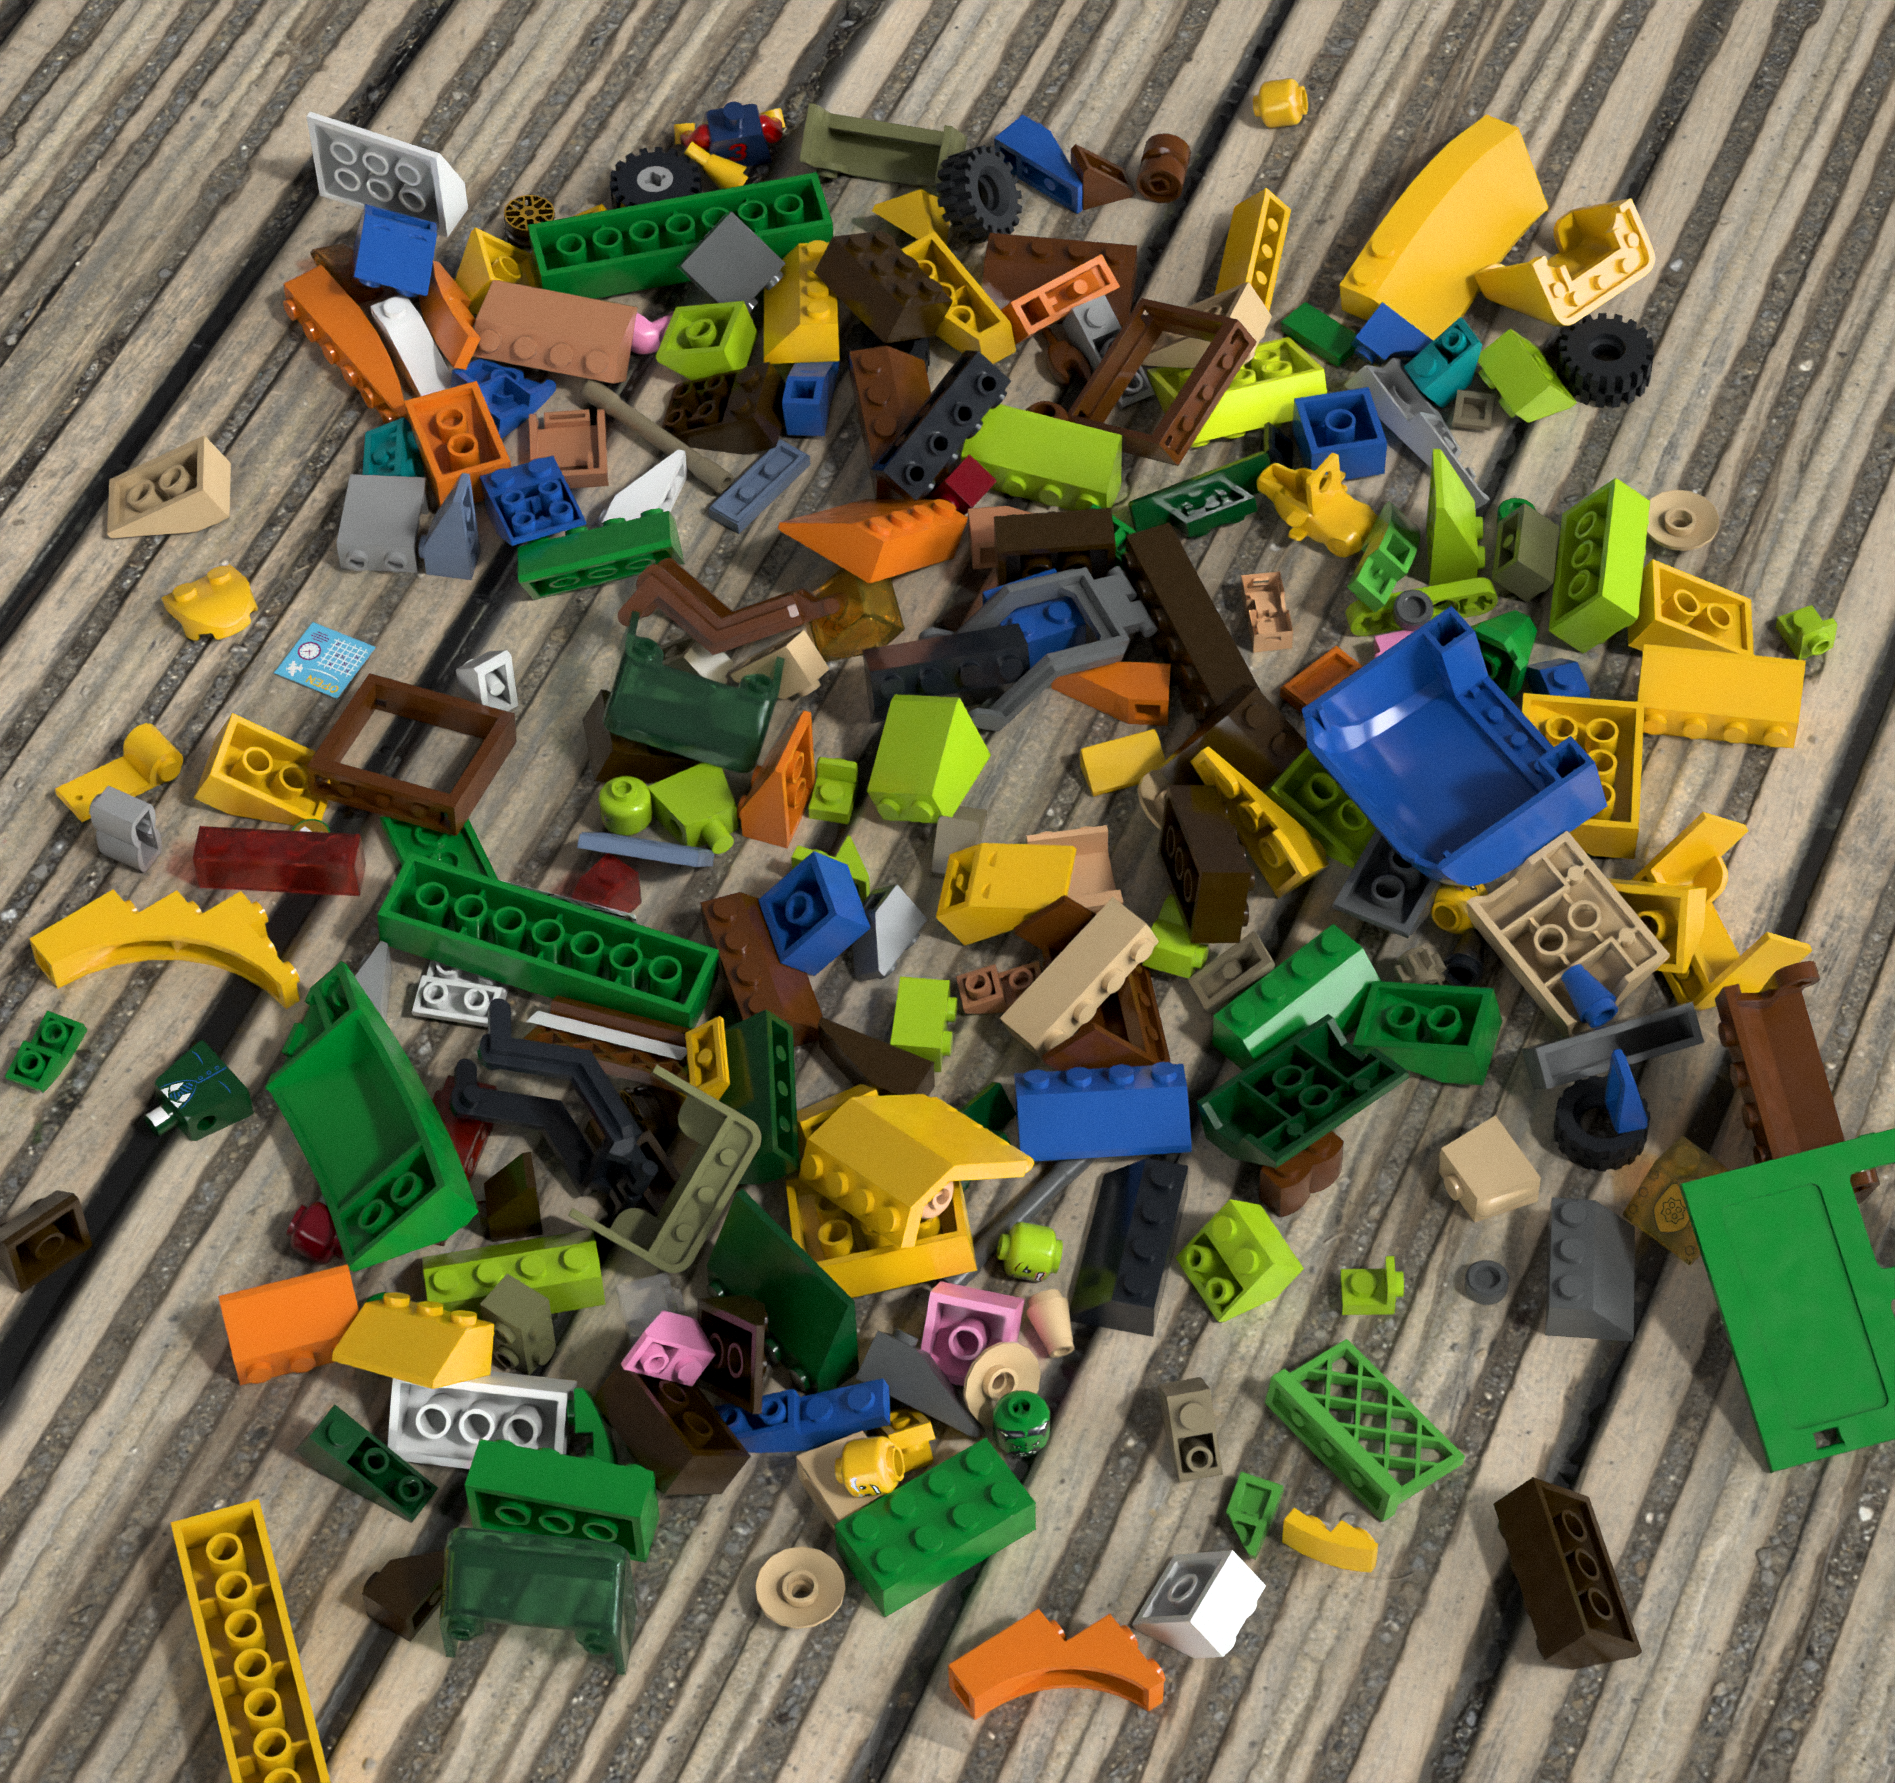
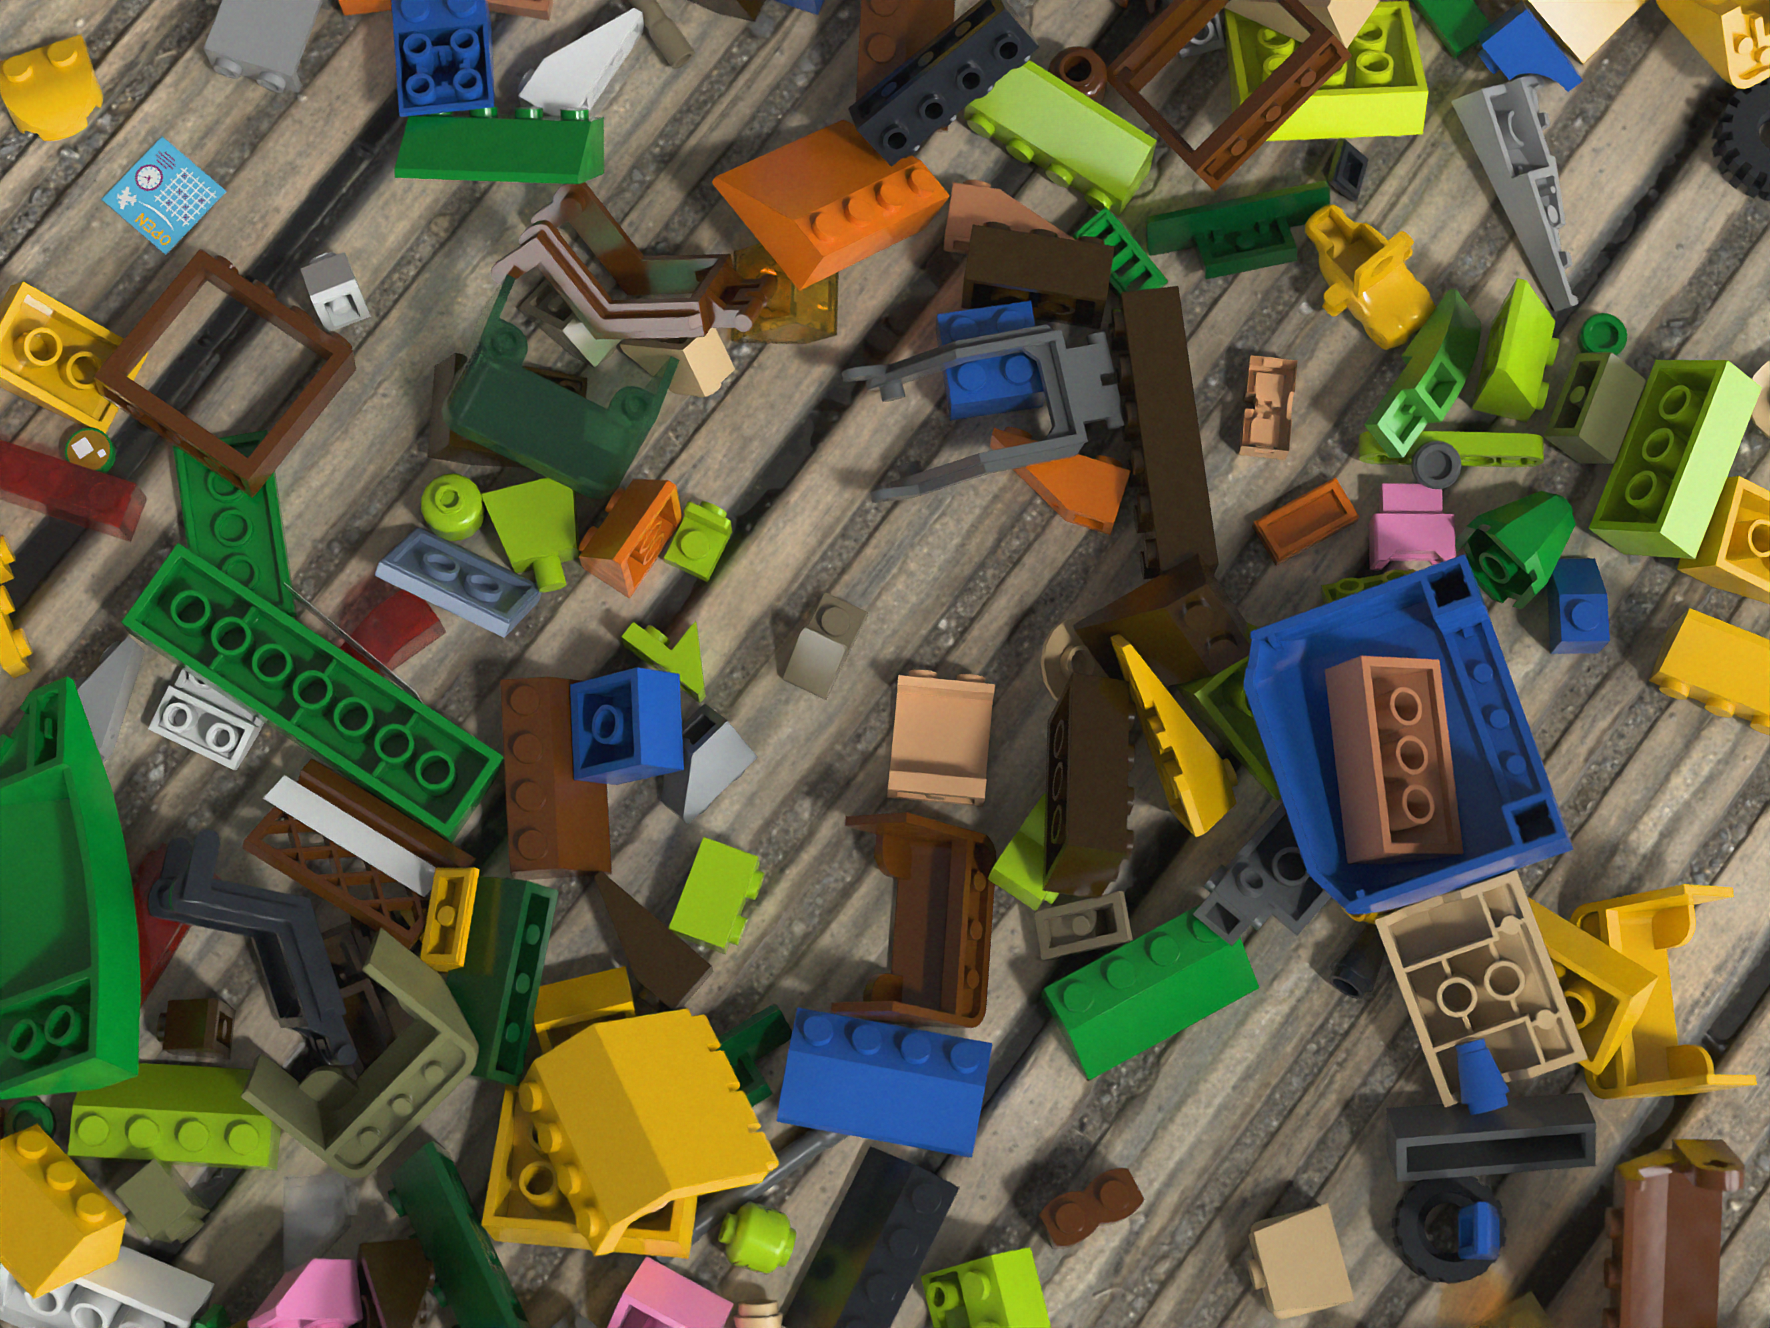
camera: 10 degrees right, 25 degrees up
(453, 537) = (341, 73): sand blue slope -> none
(759, 486) = (723, 69): sand blue tile -> none
(925, 759) = (807, 545): lime slope -> none
(955, 665) = (864, 421): black slope -> none
(964, 485) = (958, 147): dark red brick -> none
(994, 992) = (822, 864): nougat slope -> none
(1000, 886) = (853, 748): yellow slope -> none
(1080, 979) = (905, 900): tan brick -> none
(1120, 761) = (1043, 585): yellow slope -> none
(1295, 1095) = (1113, 1129): dark green piece -> none
(1341, 425) = (1423, 179): blue brick -> none
(1351, 907) = (1237, 899): none -> dark grey brick
(1420, 967) = (1300, 973): dark tan gear -> none
(1432, 1029) = (1287, 1057): green slope -> none
(1438, 775) = (1393, 760): none -> nougat slope
(1446, 363) = (1579, 109): teal slope -> none
(1475, 405) = (1604, 151): dark tan slope -> none
(1523, 378) = (1668, 148): lime slope -> none
(1614, 740) = (1589, 730): yellow slope -> none

